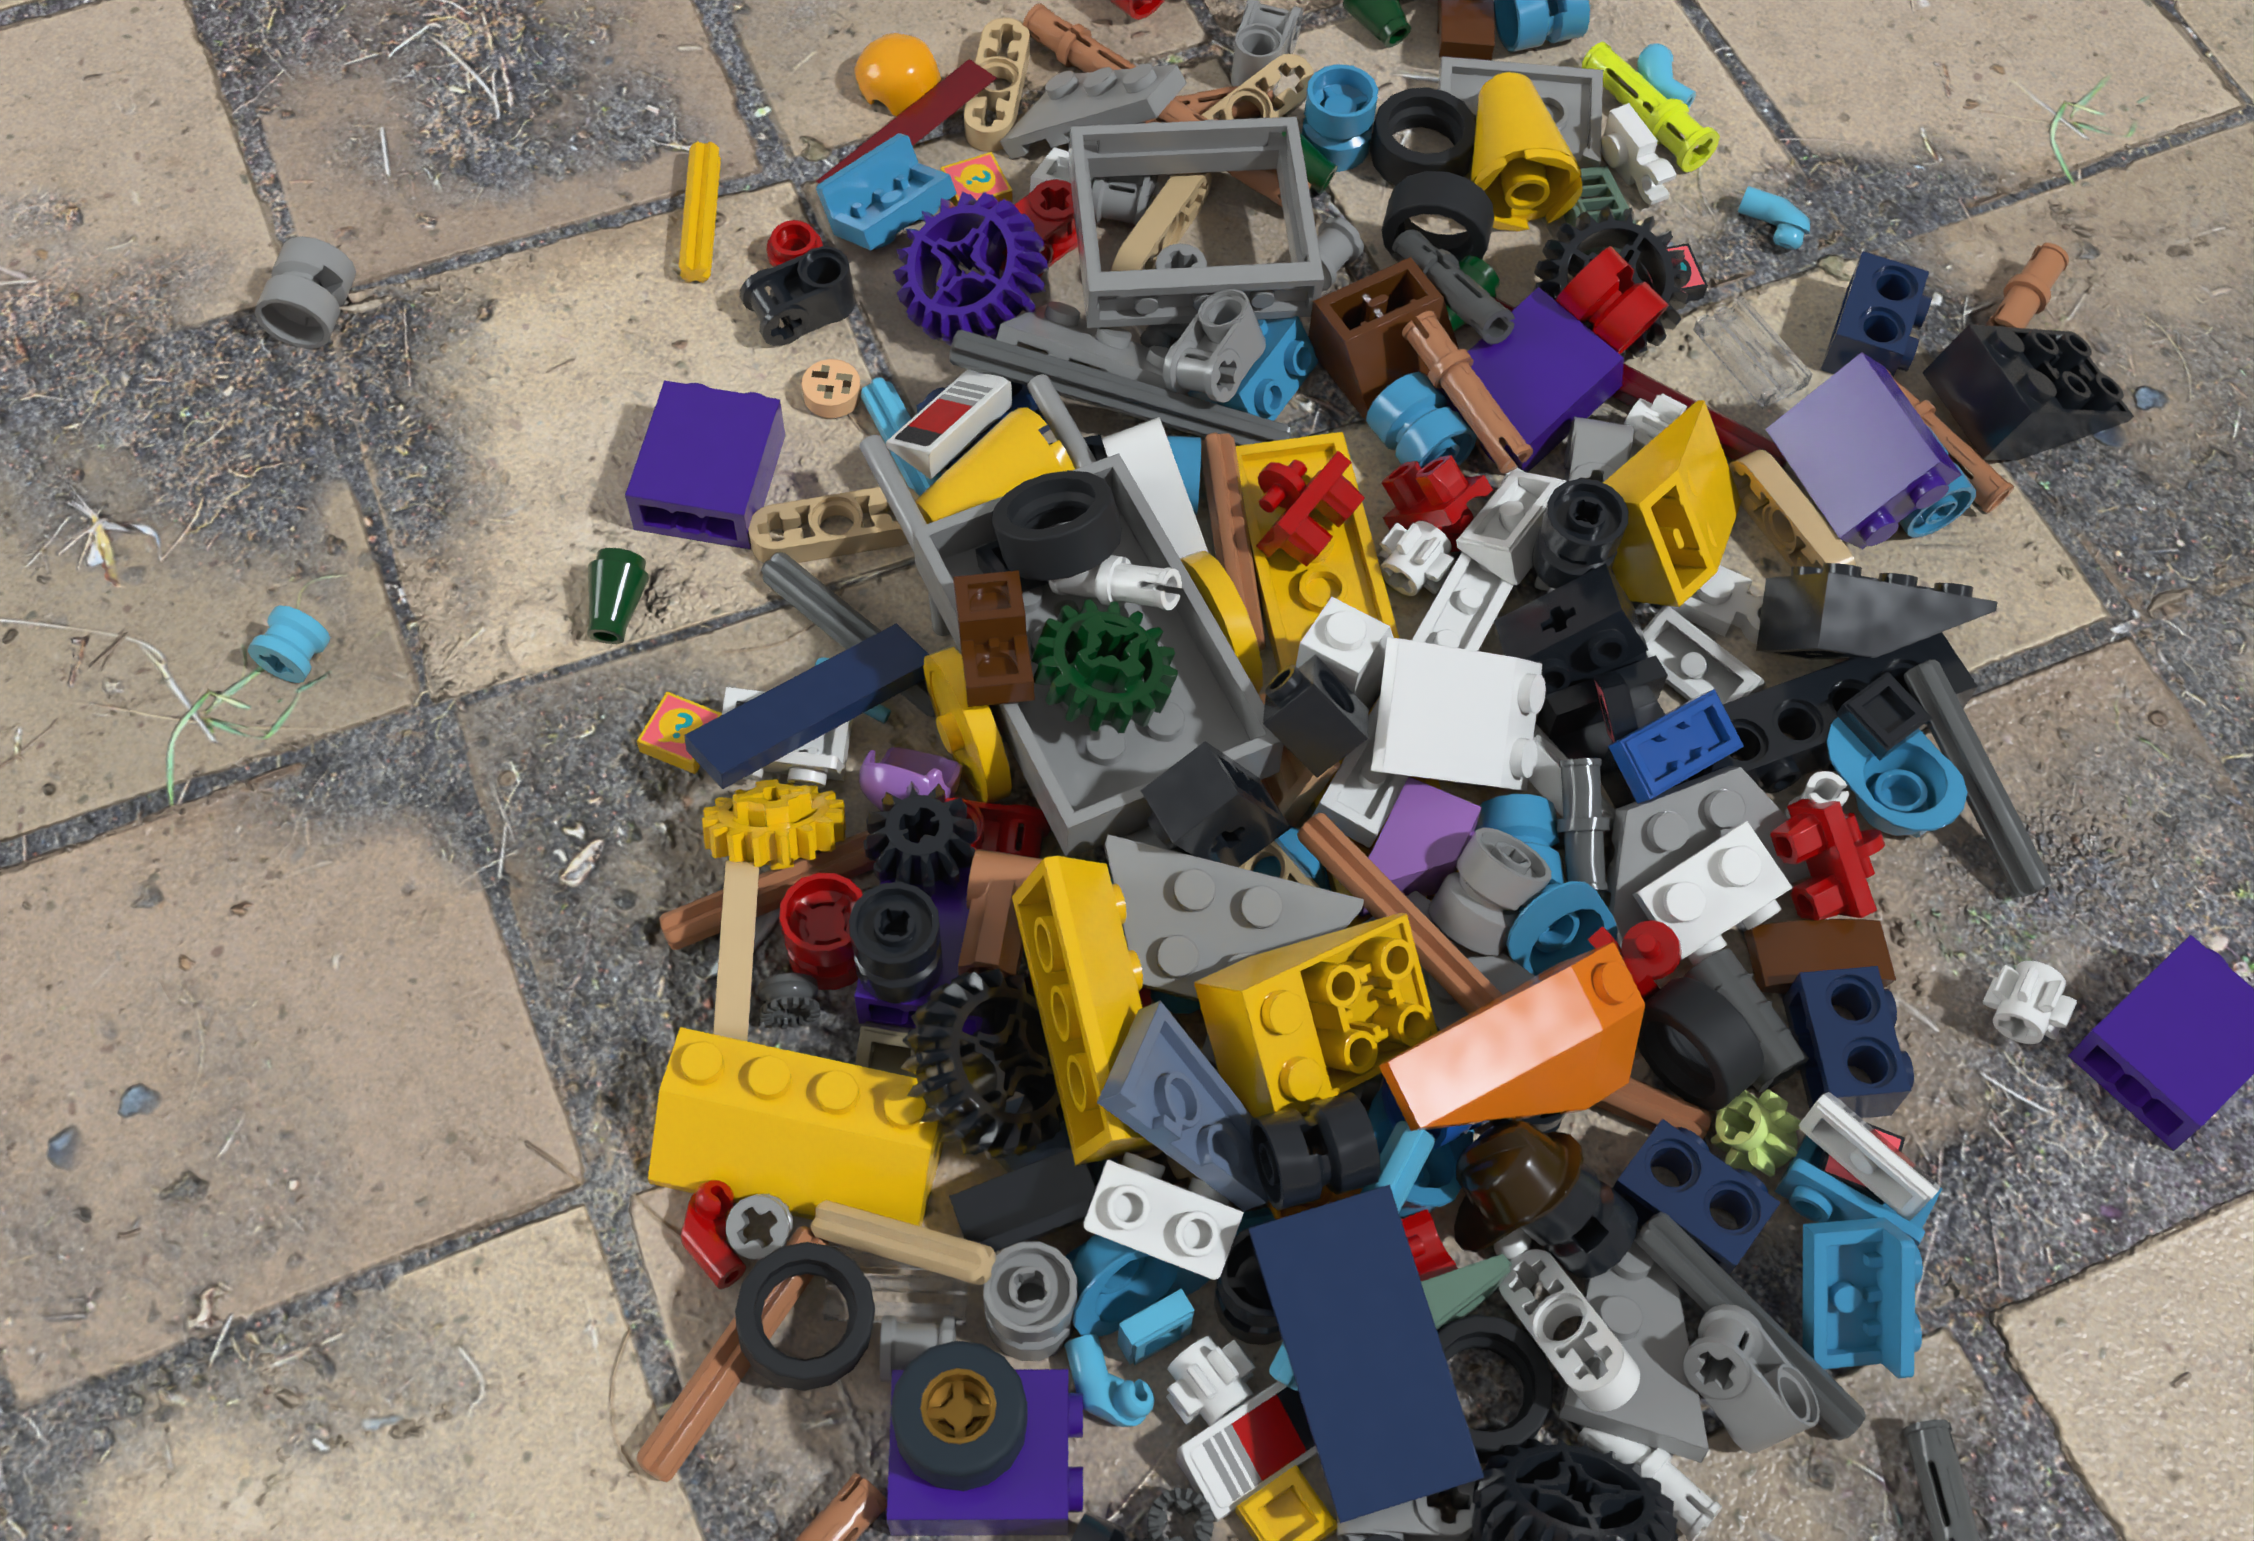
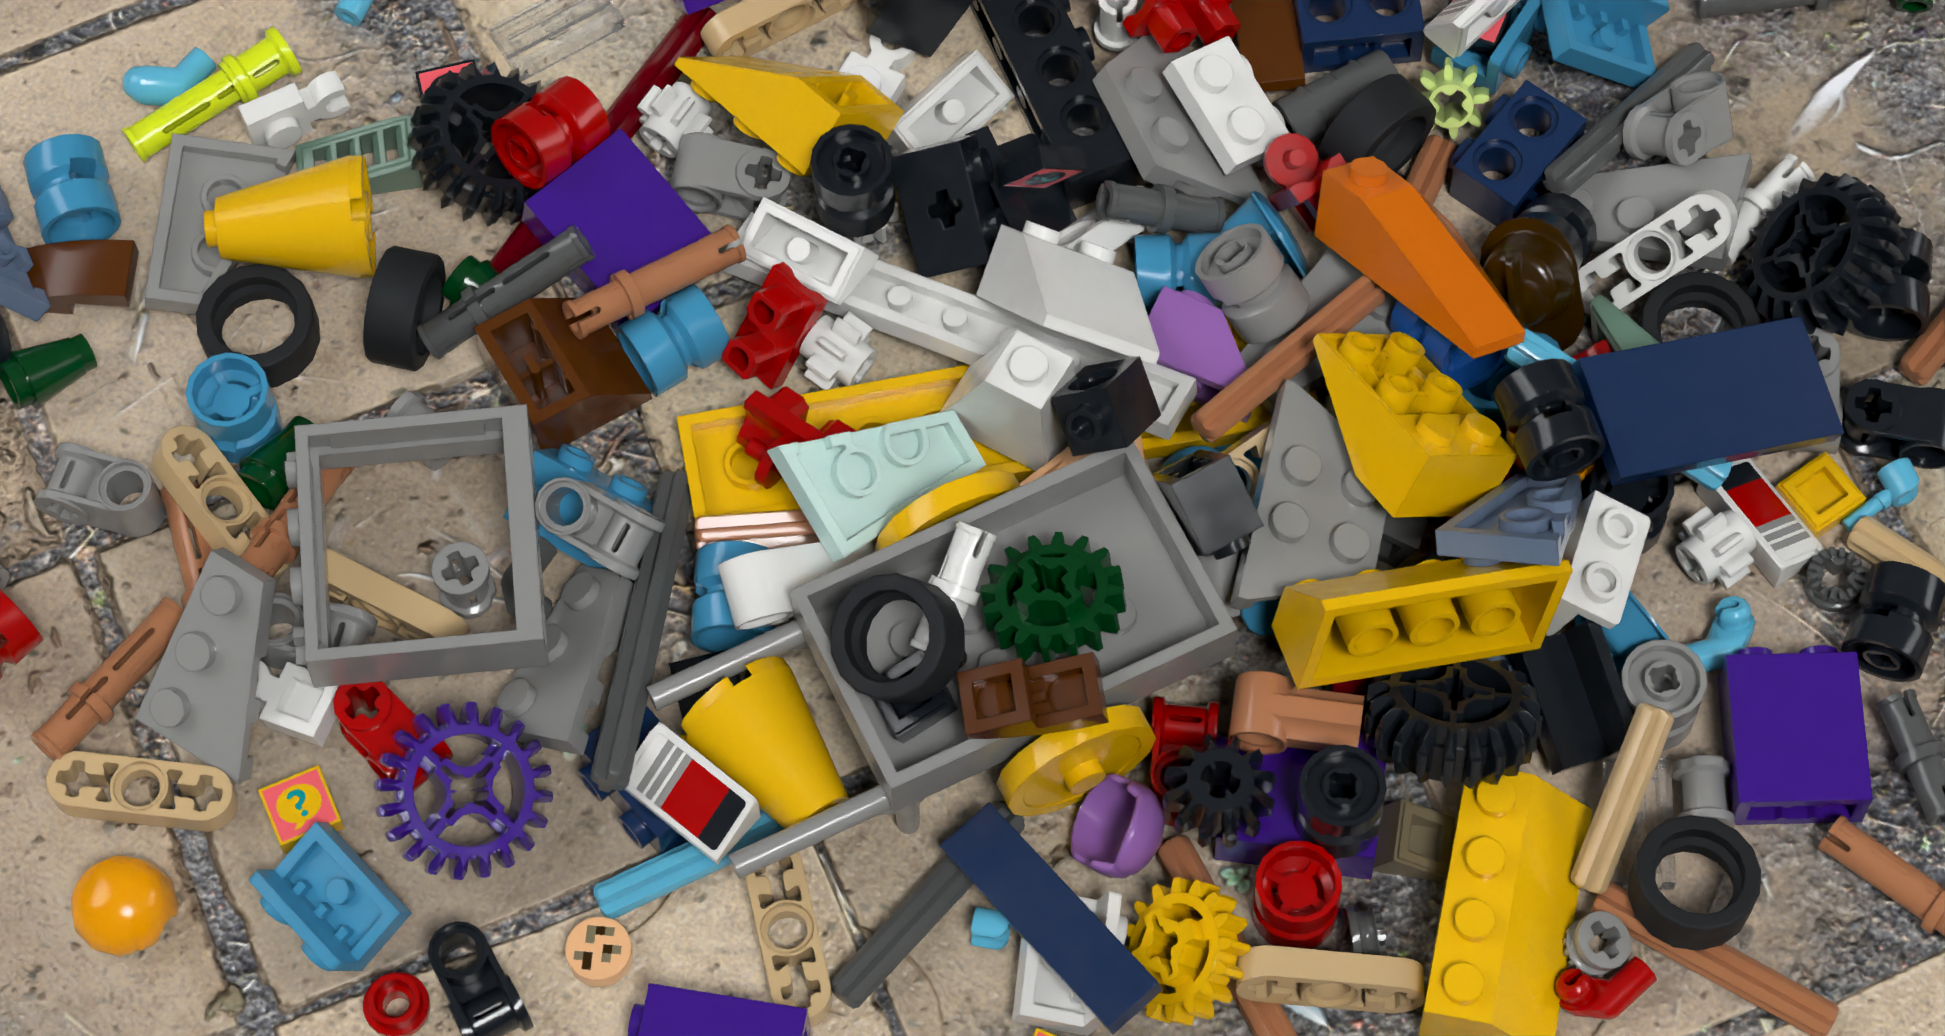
camera: 85 degrees left, 5 degrees up
(927, 111) = (214, 887): dark red sticker -> none
(958, 1385) = (1795, 705): black wheel -> none
(1155, 1327) = (1668, 594): medium azure tile -> none
(1263, 549) = (865, 477): none -> light aqua wing
(1675, 746) = (1086, 117): blue plate -> none

